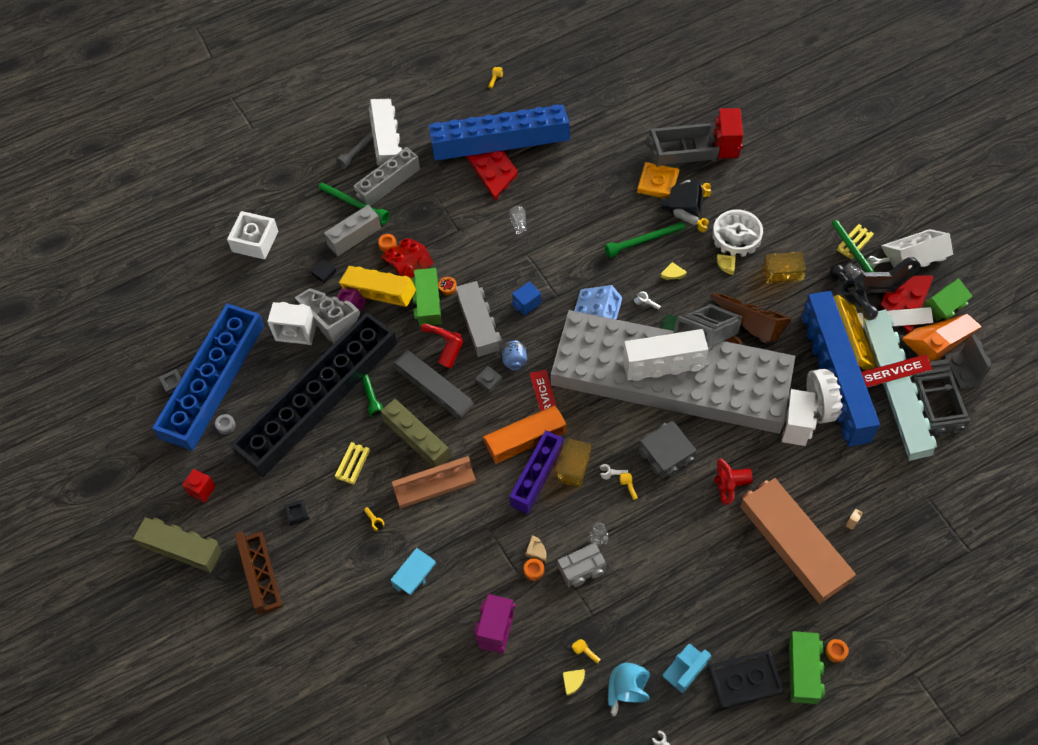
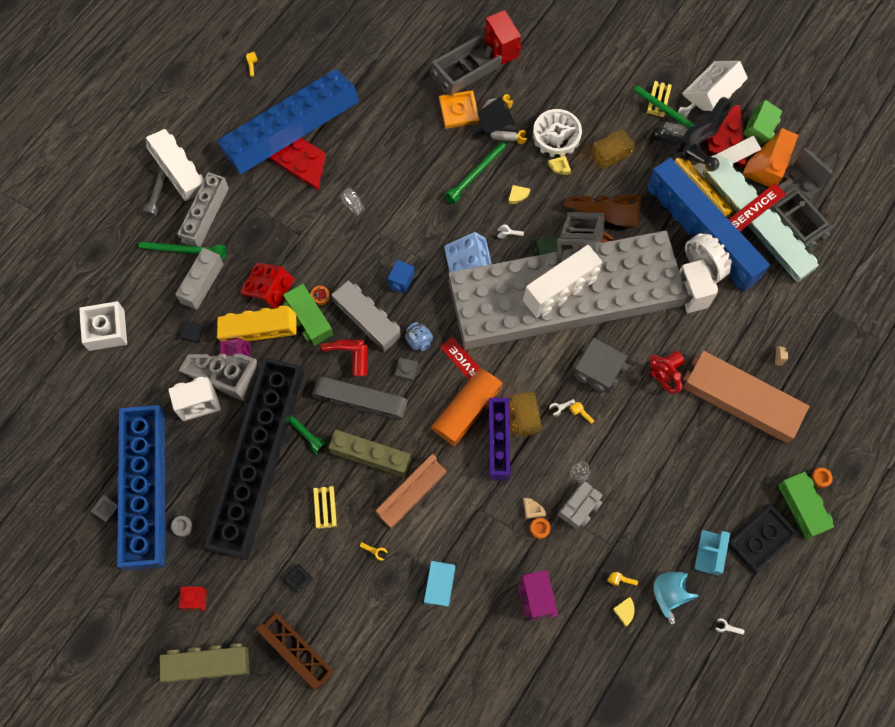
camera: 30 degrees left, 10 degrees up
(386, 242) = (238, 276): orange tile -> none

